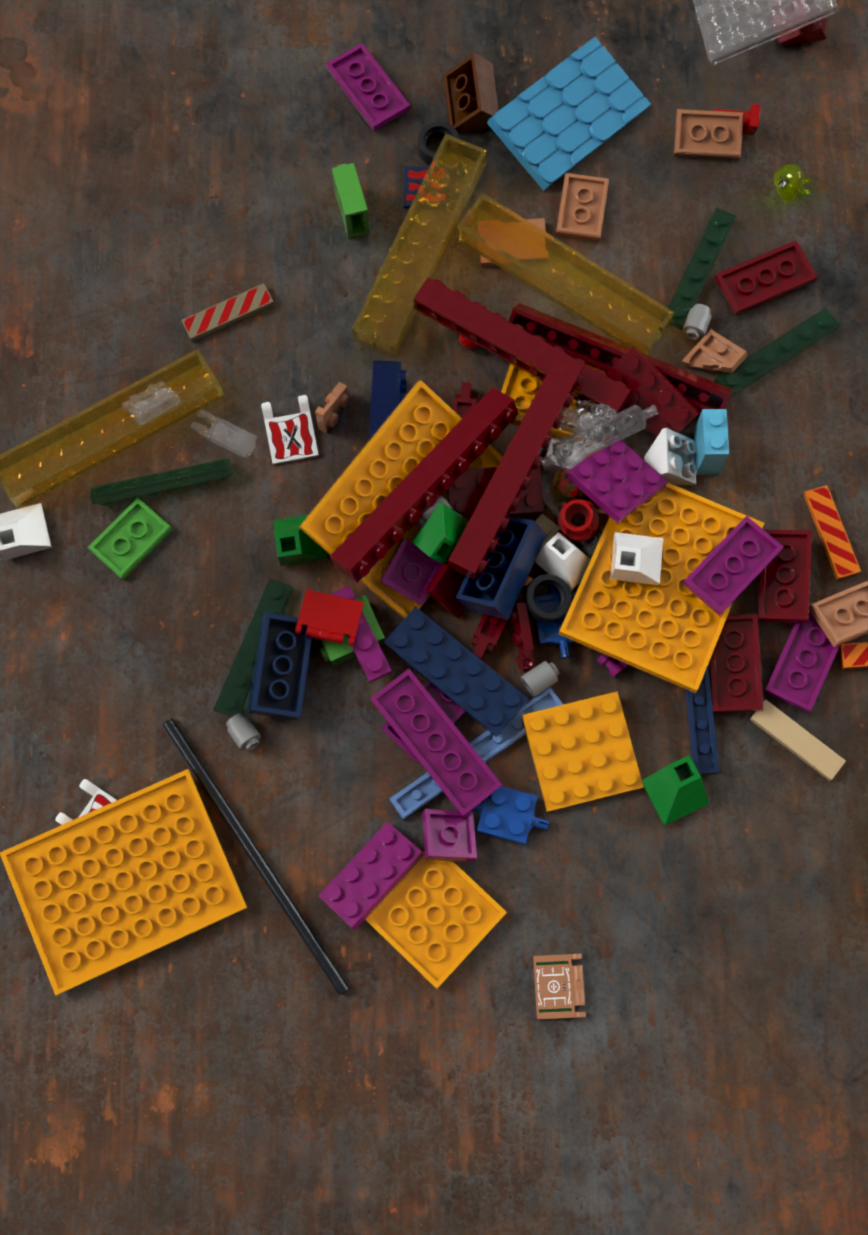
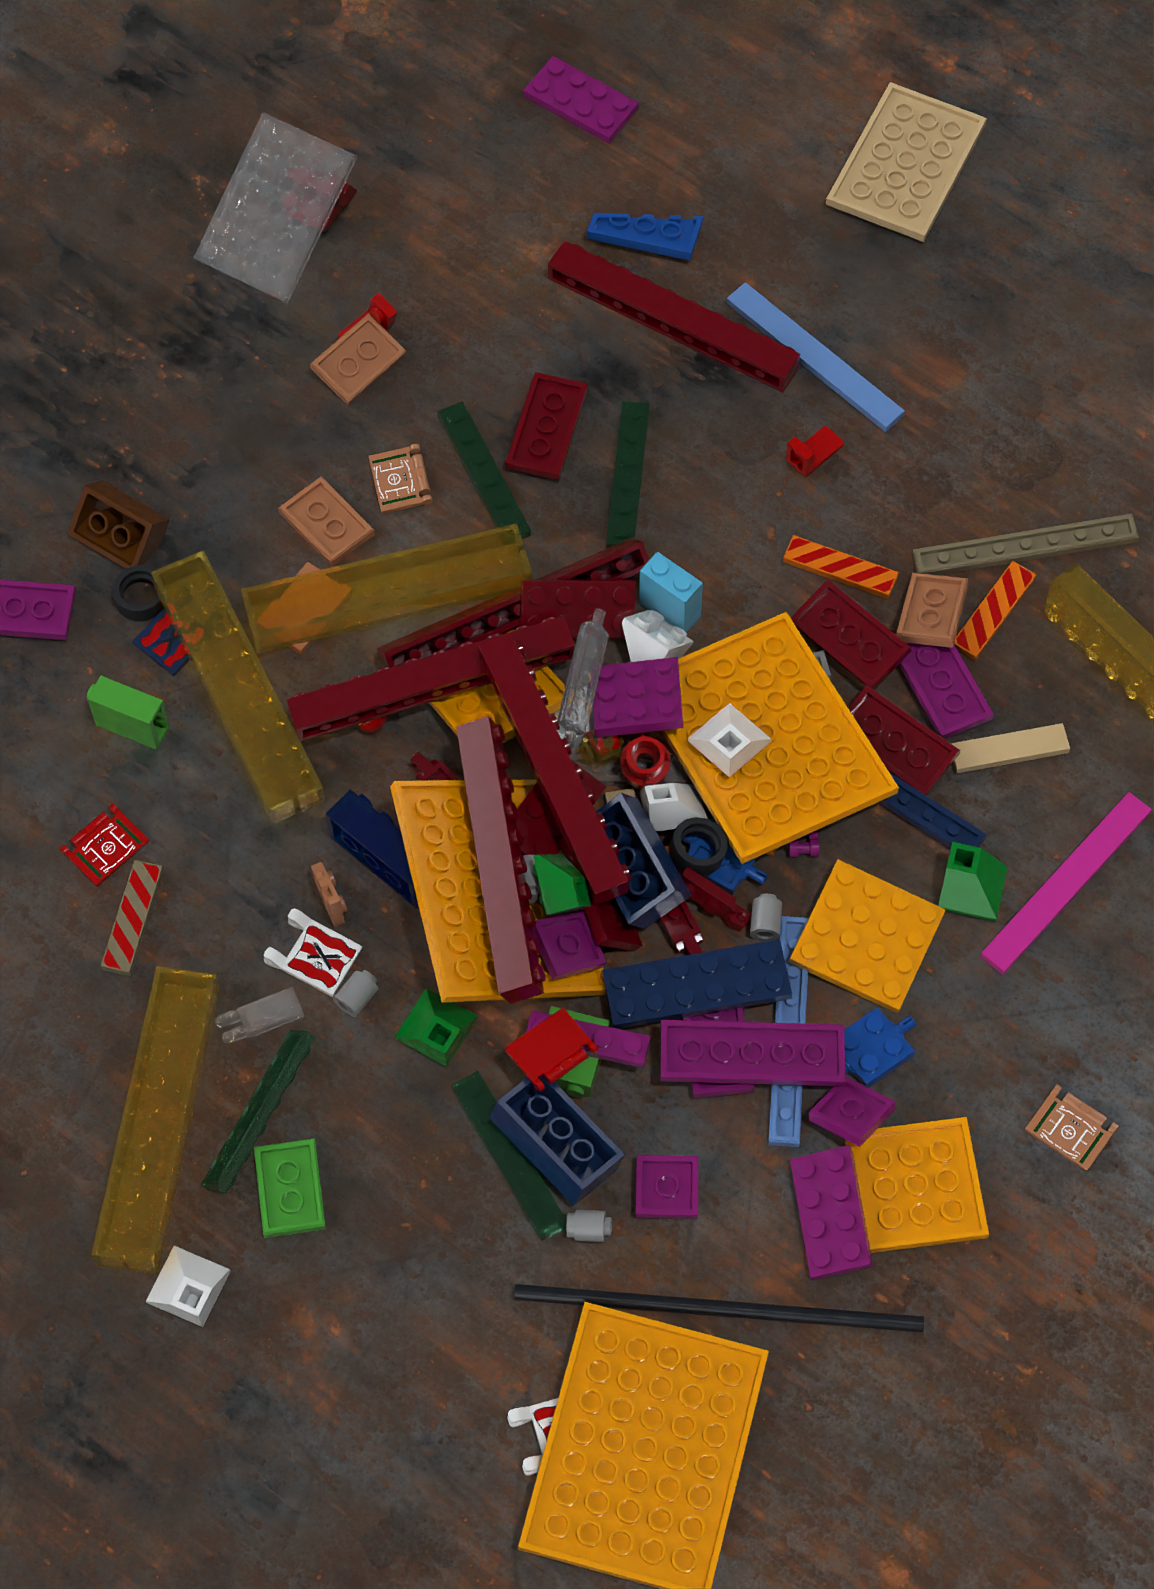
camera: 50 degrees left, 10 degrees down
(151, 402) = (178, 1056): clear plate -> none
(261, 260) = (105, 845): none -> red piece
(283, 475) = (356, 993): none -> light grey brick
(307, 759) = (667, 1186): none -> magenta plate
(568, 113) = (222, 457): dark azure piece -> none
(587, 419) = (562, 679): clear plate -> none
(650, 225) = (400, 479): none -> nougat piece
(697, 321) = (537, 515): light grey brick -> none
(715, 354) = (583, 525): nougat wing -> none
(732, 565) = (806, 666): magenta plate -> none
(732, 851) = (1065, 883): none -> dark pink tile
(789, 182) = (472, 331): clear neon green piece -> none

